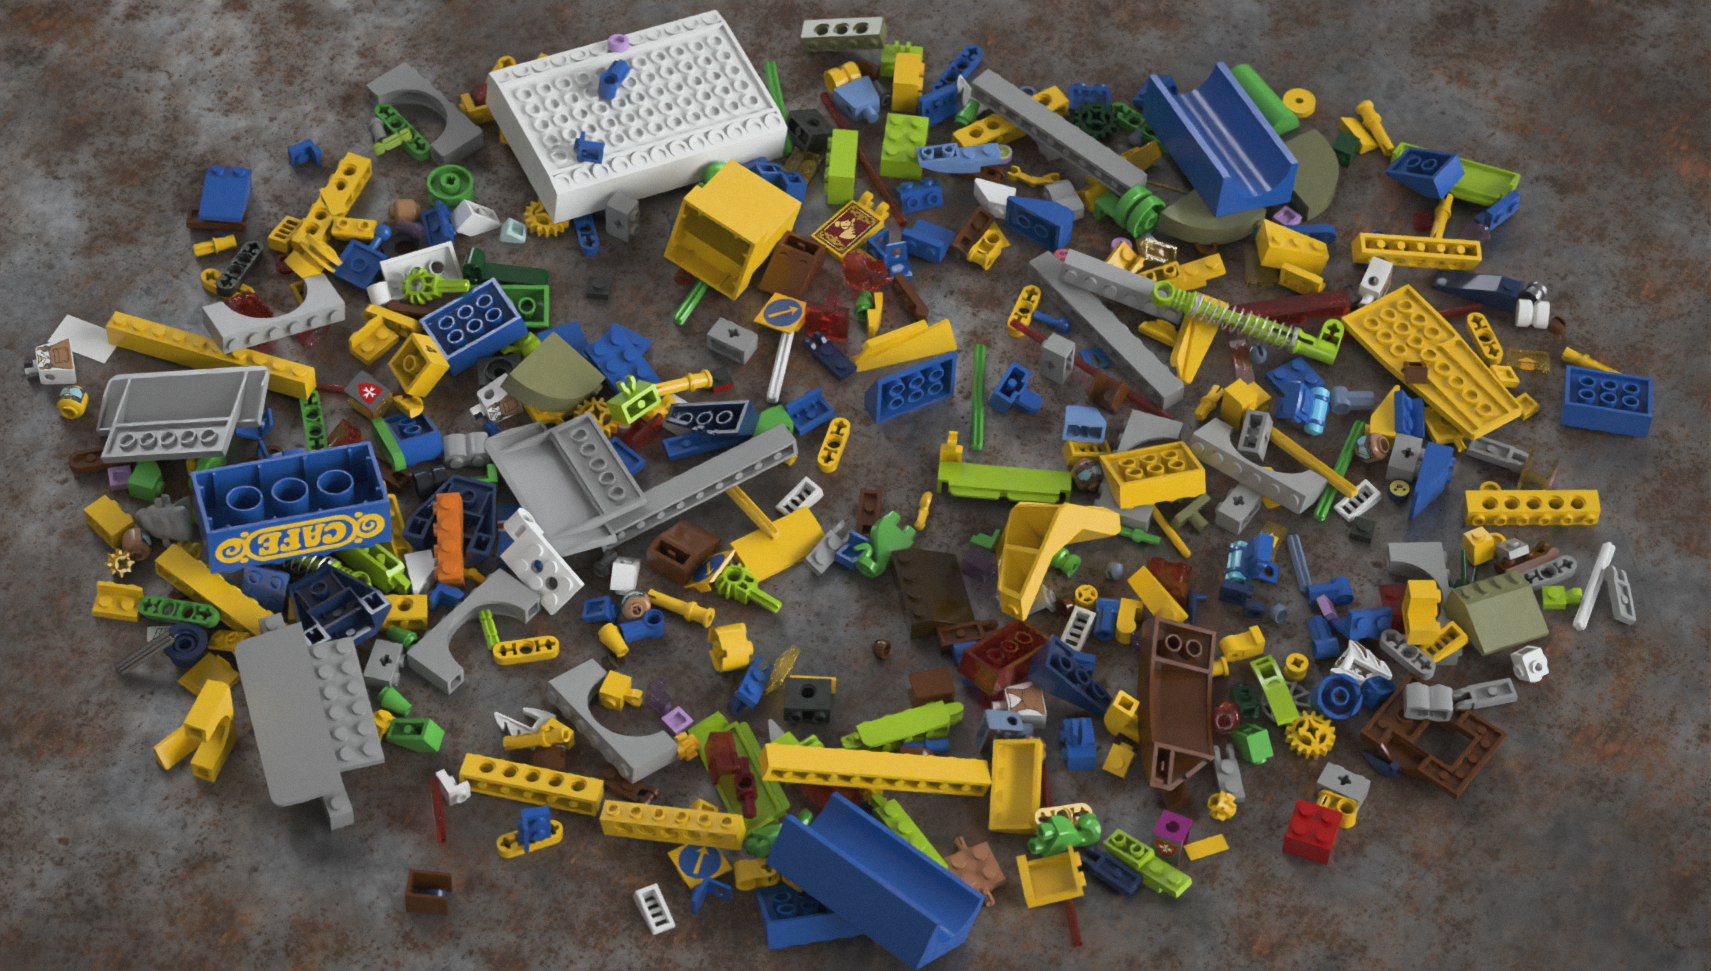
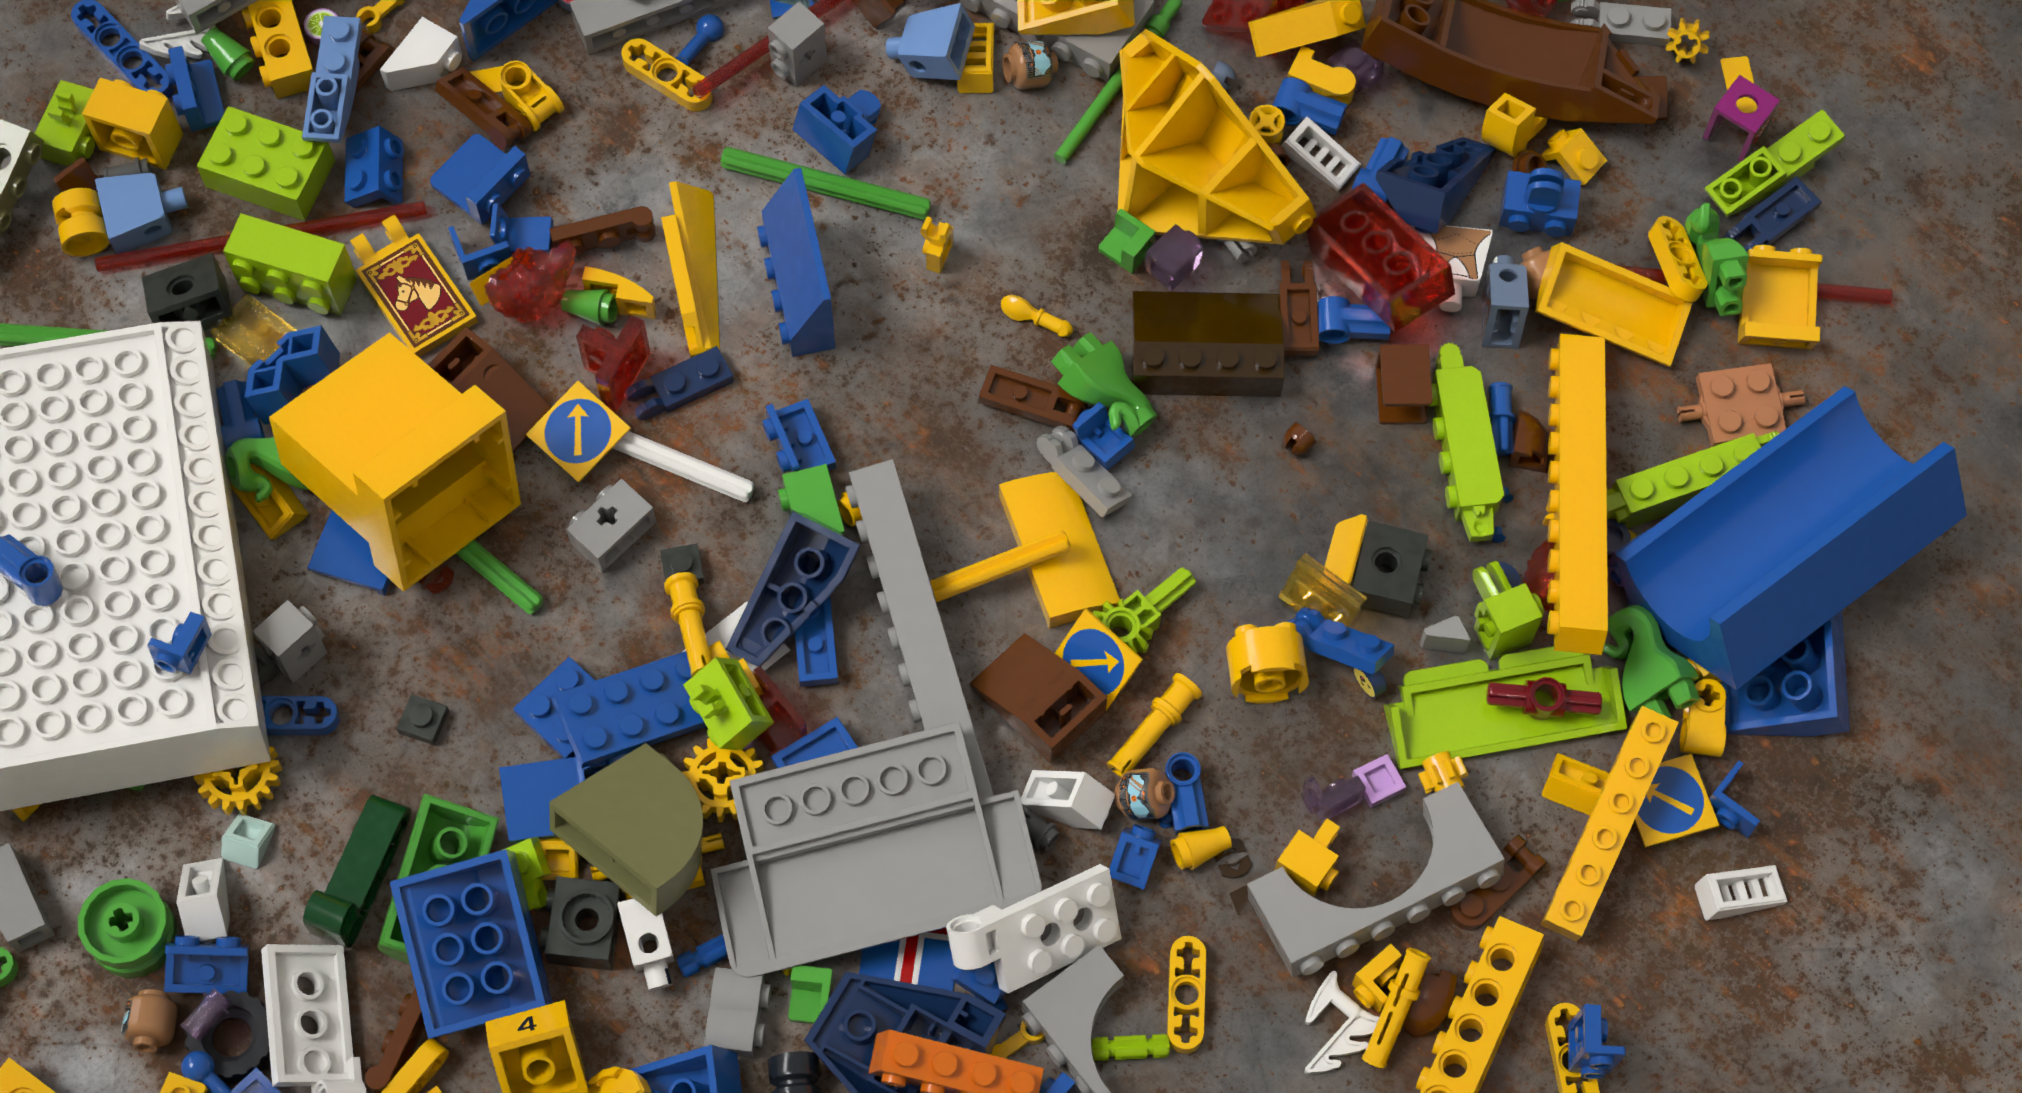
camera: 75 degrees left, 15 degrees up
(431, 286) = (363, 998): lime gear -> none
(721, 755) = (1486, 721): clear red panel -> none
(805, 484) = (951, 491): white slope -> none
(835, 453) = (840, 415): yellow beam -> none
(1003, 481) = (1011, 192): lime slope -> none
(1103, 735) = (1527, 161): none -> reddish brown plate

